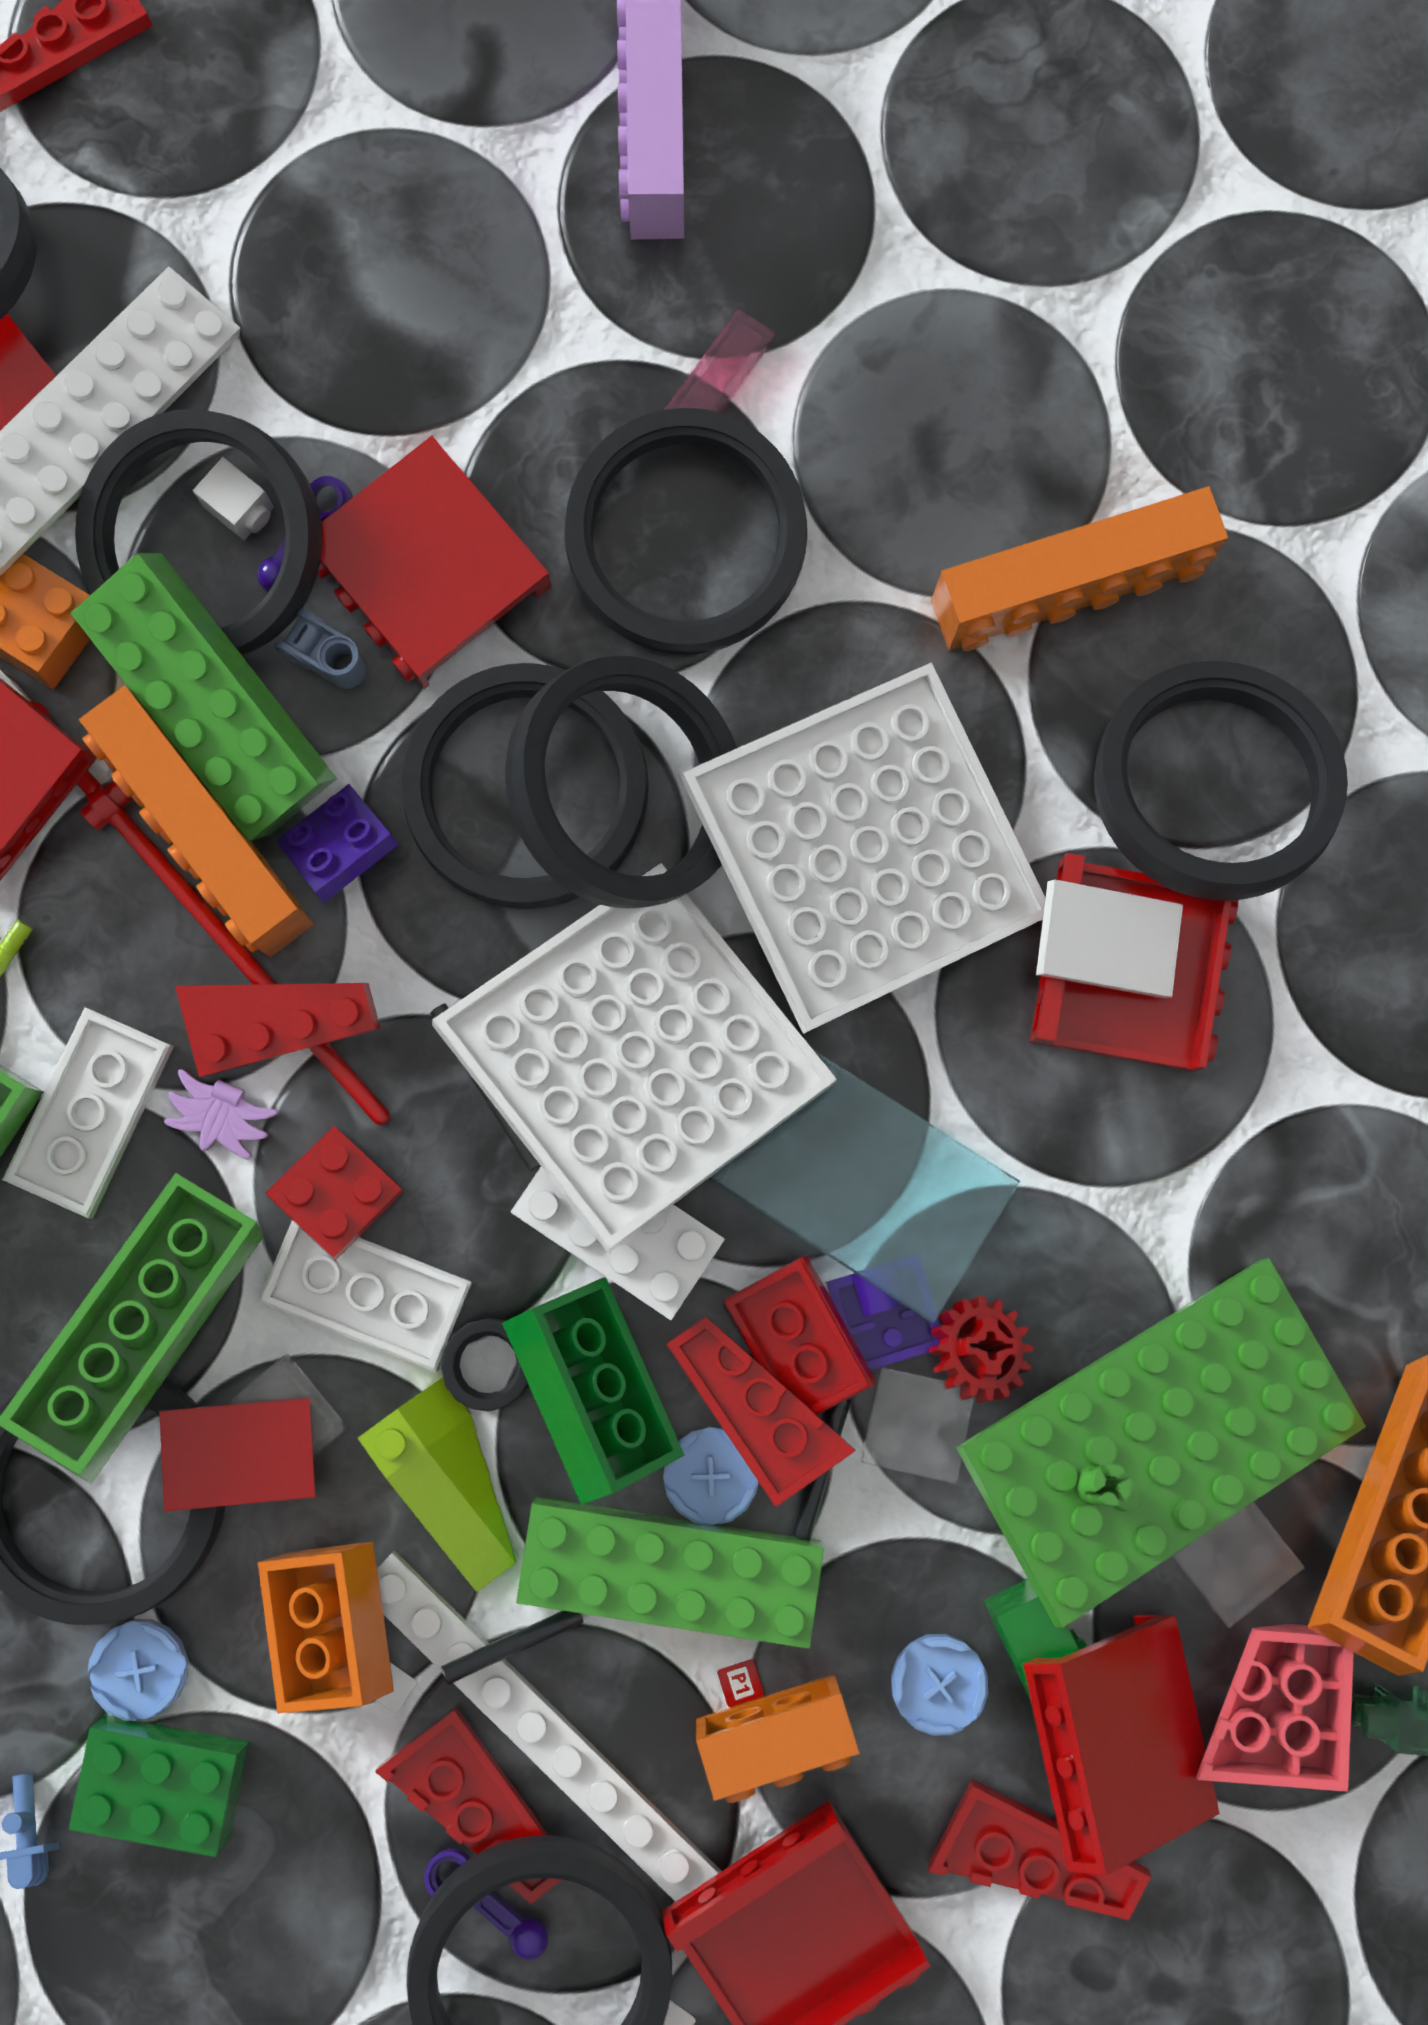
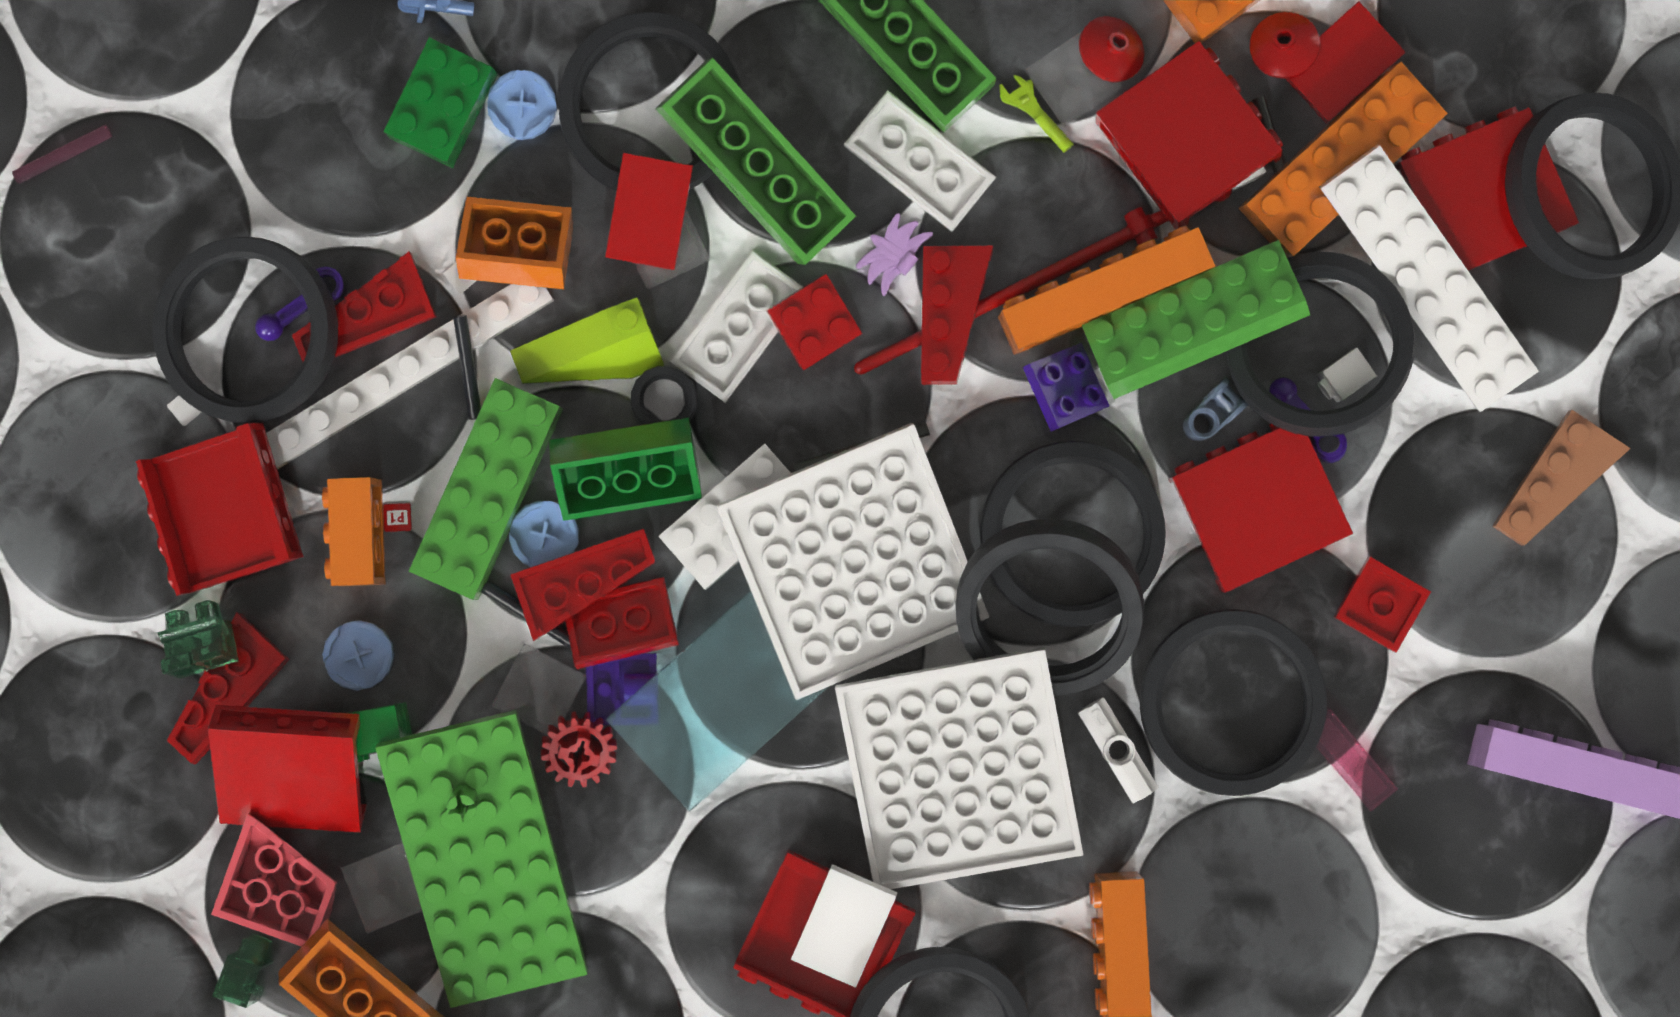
camera: 110 degrees right, 5 degrees up
(293, 215) = (1562, 471): none -> nougat wing
(513, 384) = (1382, 604): none -> red plate
(805, 638) = (1130, 769): none -> white piece
(987, 1913) = (197, 644): none -> clear green hips

